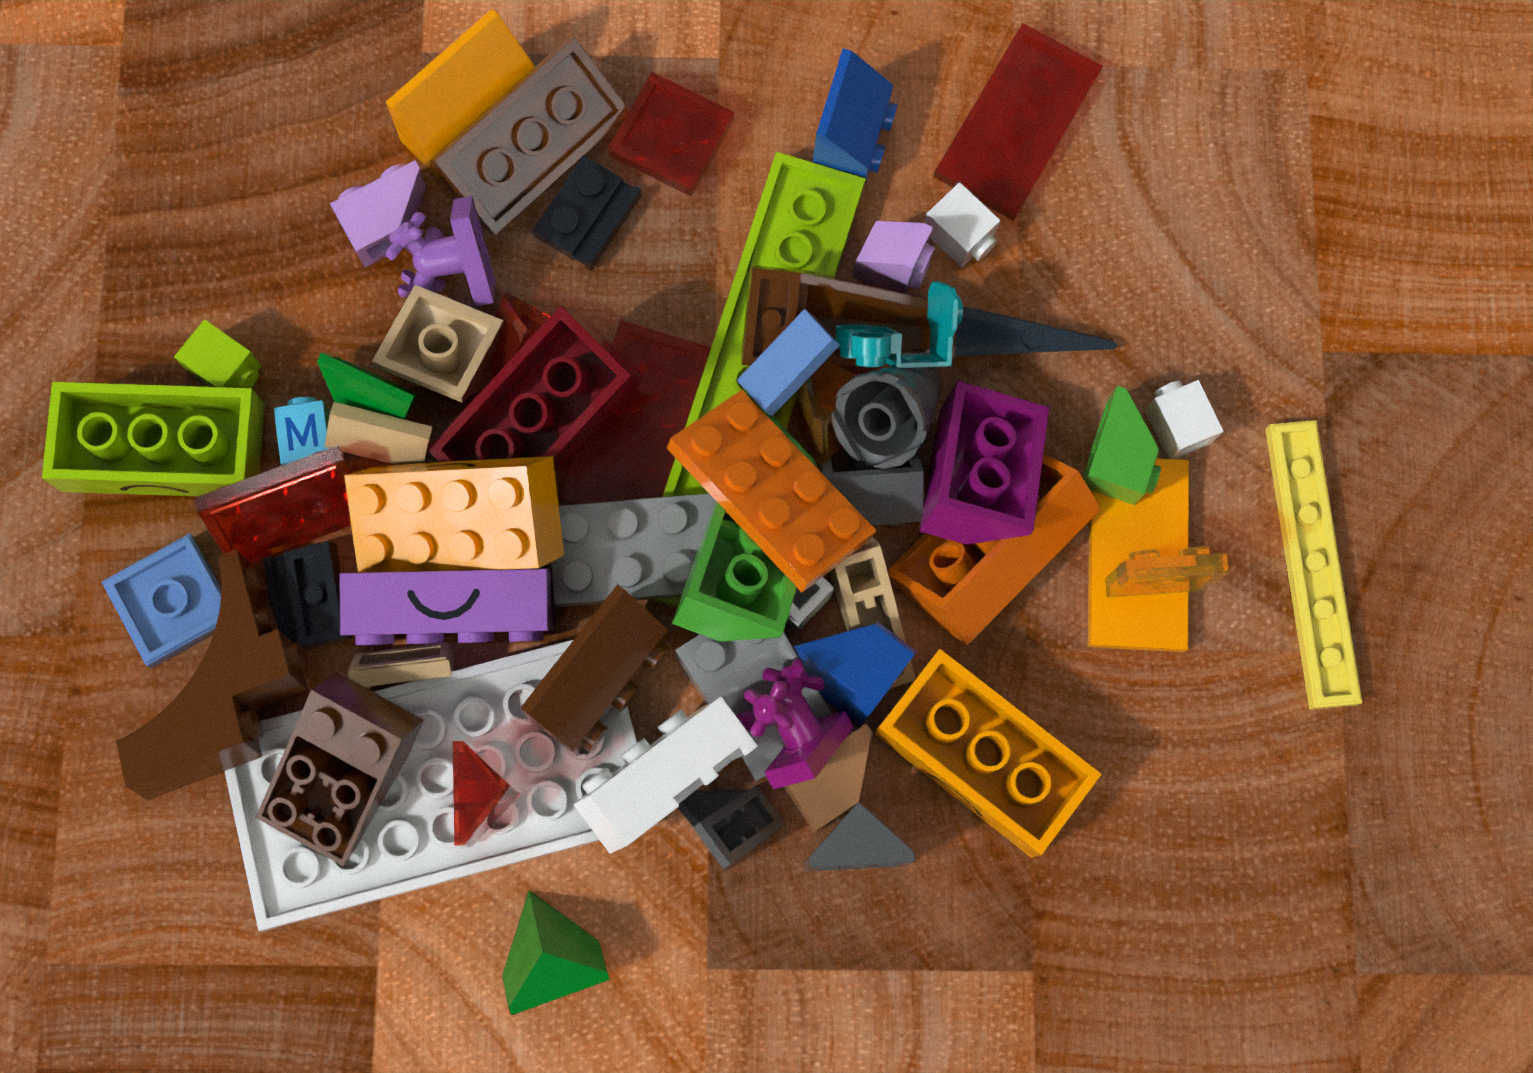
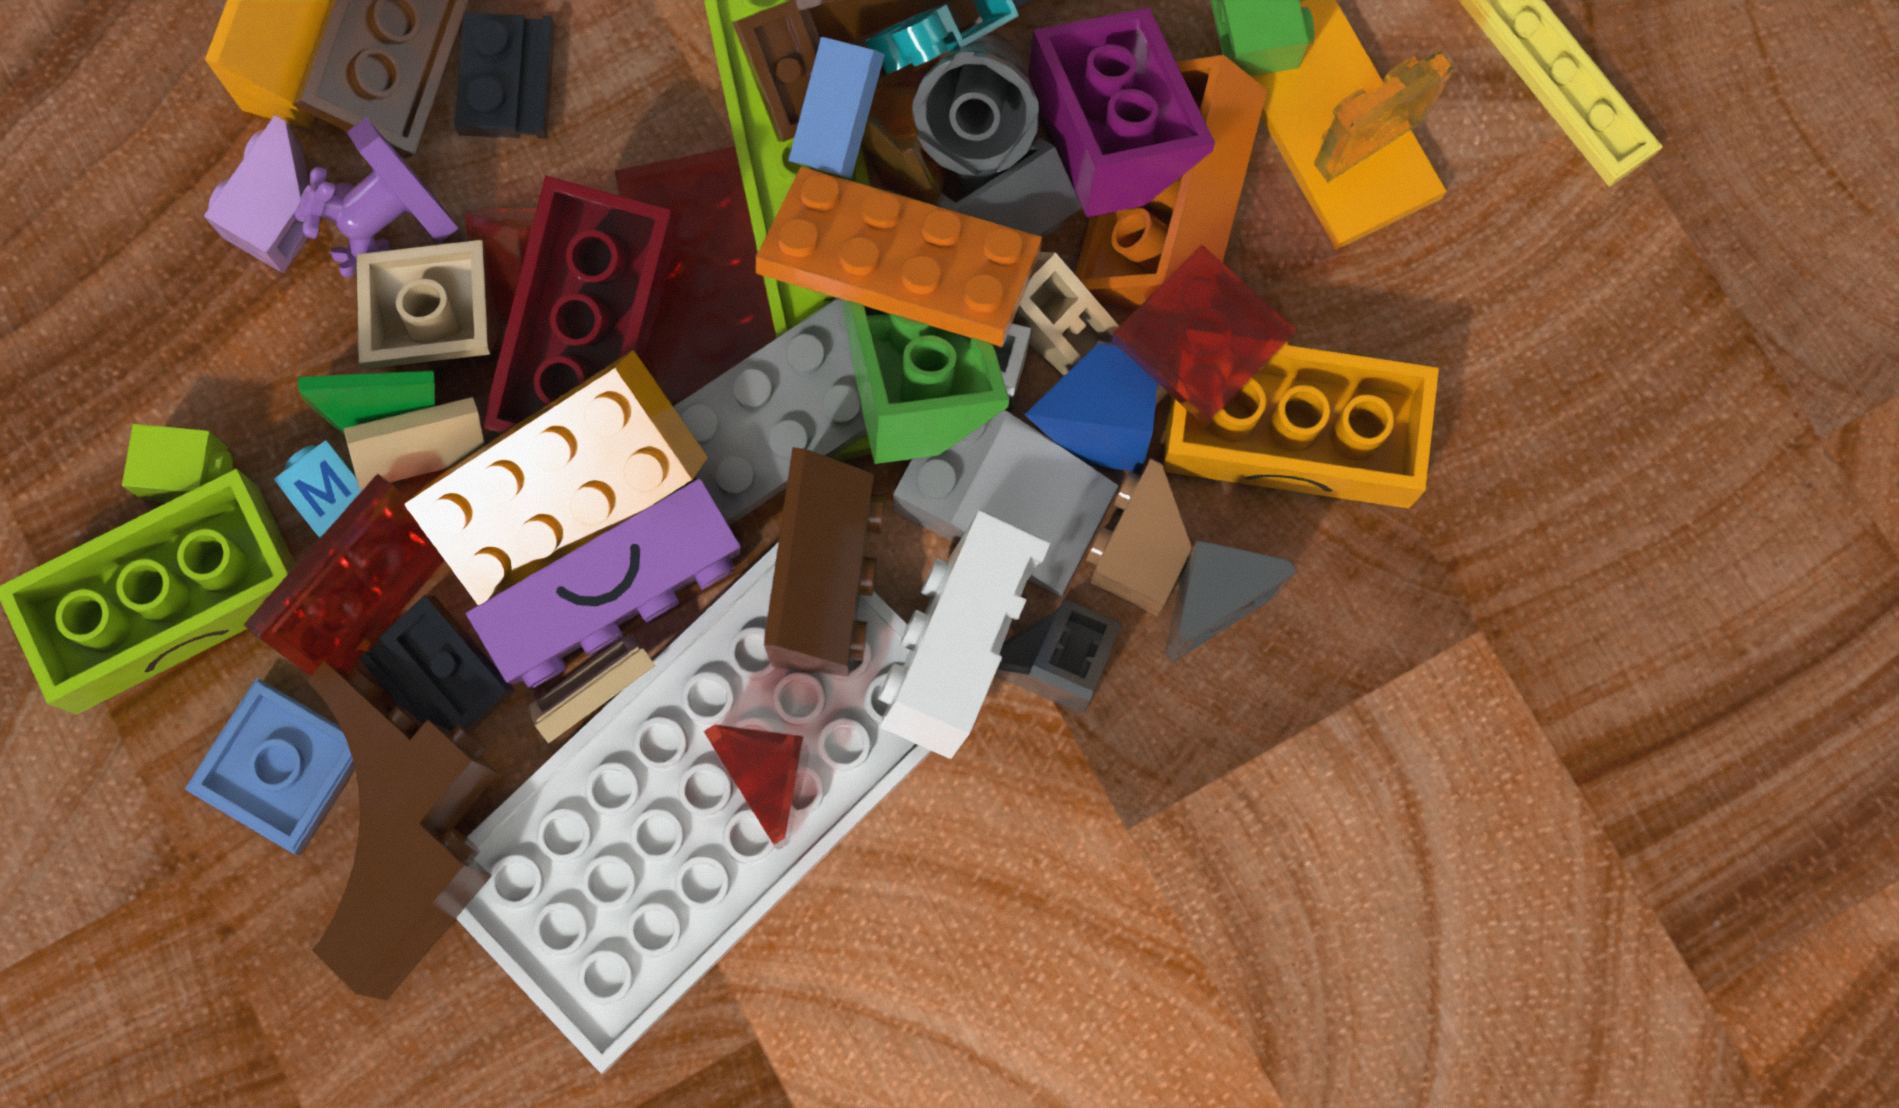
camera: 25 degrees left, 0 degrees up
(338, 766) = (586, 838): reddish brown slope -> none
(549, 958) = (947, 916): green slope -> none
(806, 739) = (1098, 509): magenta piece -> none
(947, 661) = (1204, 335): none -> clear red plate

